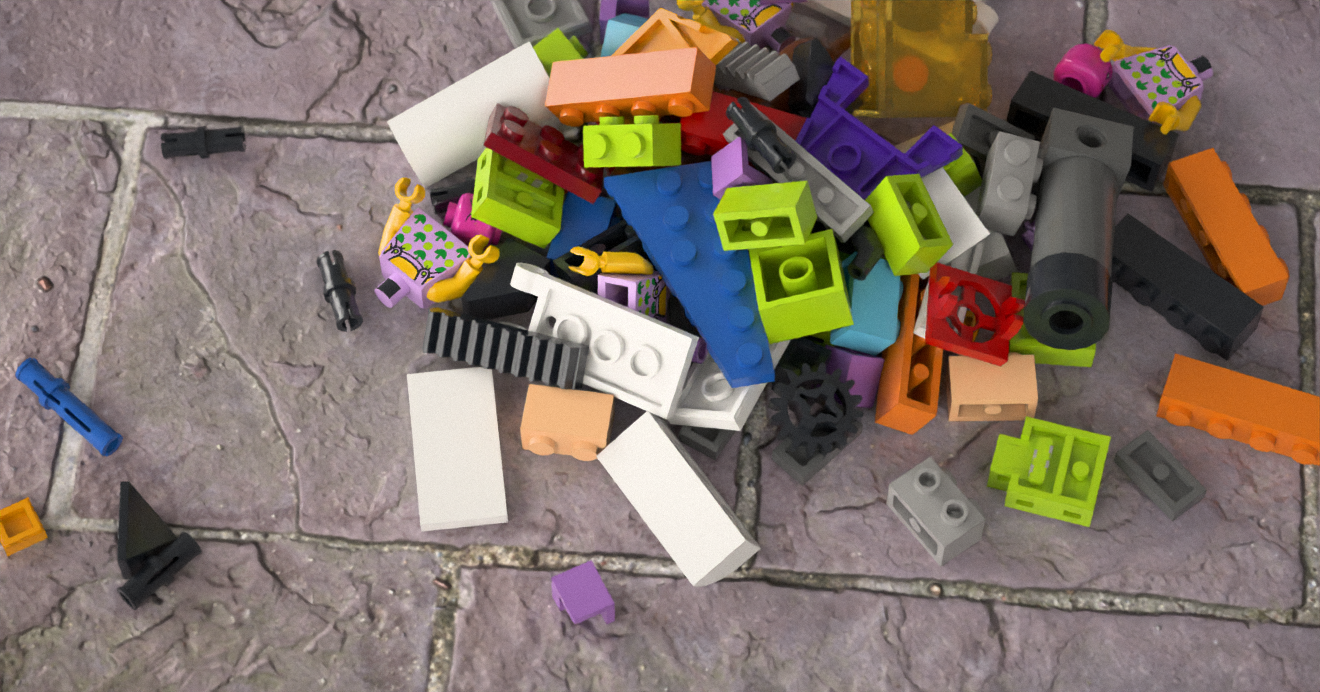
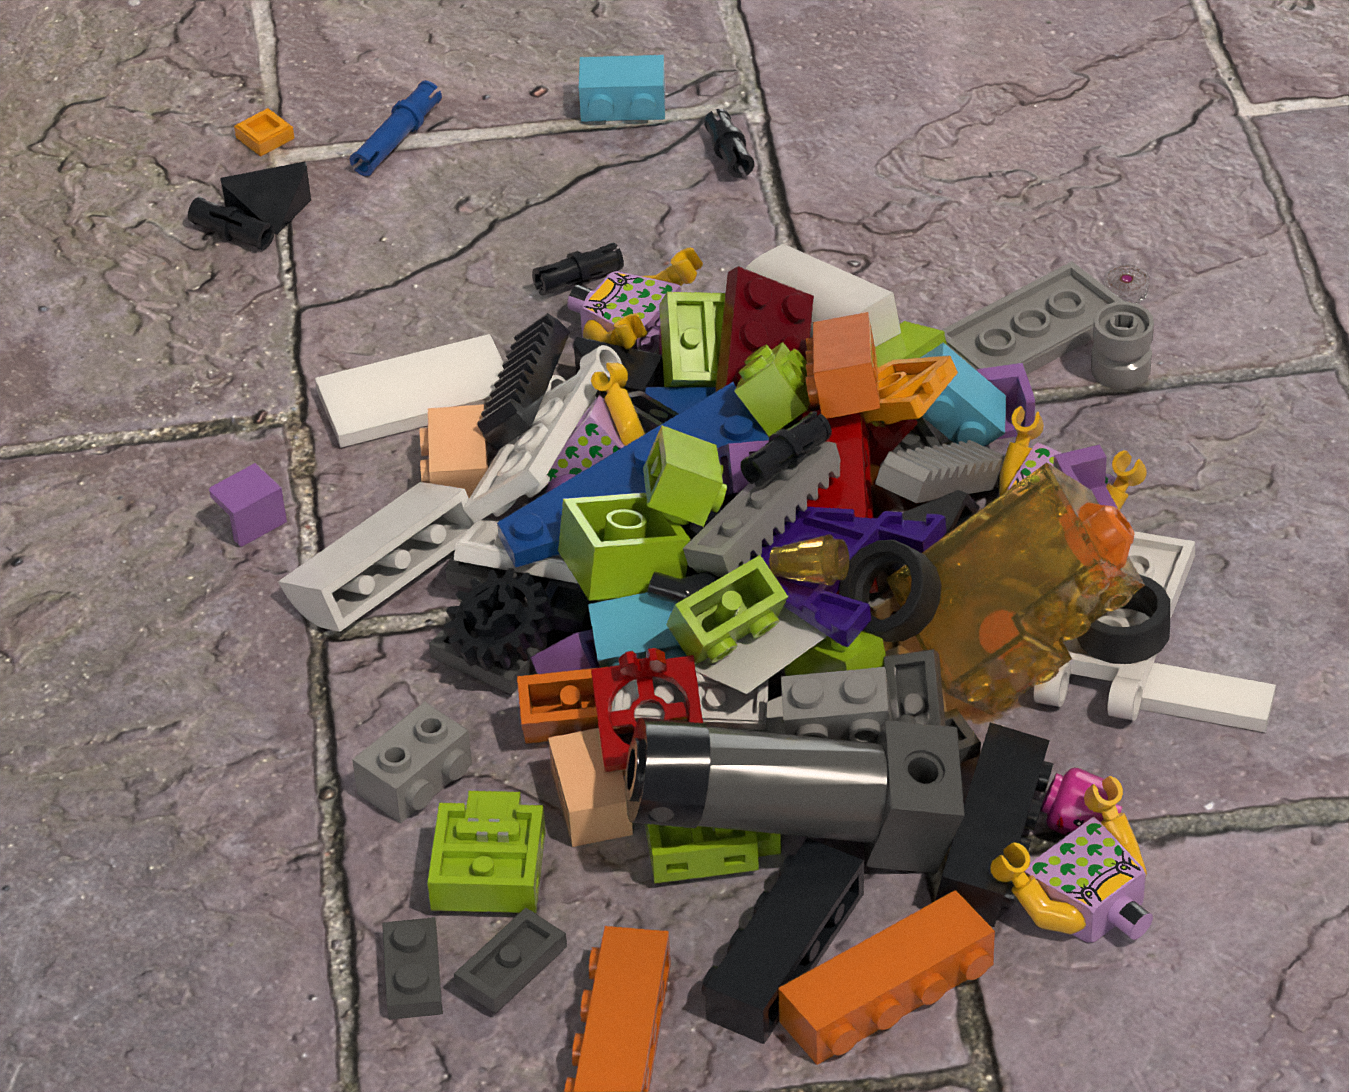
camera: 80 degrees right, 15 degrees down
(92, 208) = (622, 88): none -> medium azure brick
(876, 103) = (922, 599): none -> black tyre
(884, 148) = (812, 560): none -> clear yellow cone
(1147, 549) = (412, 968): none -> dark grey plate

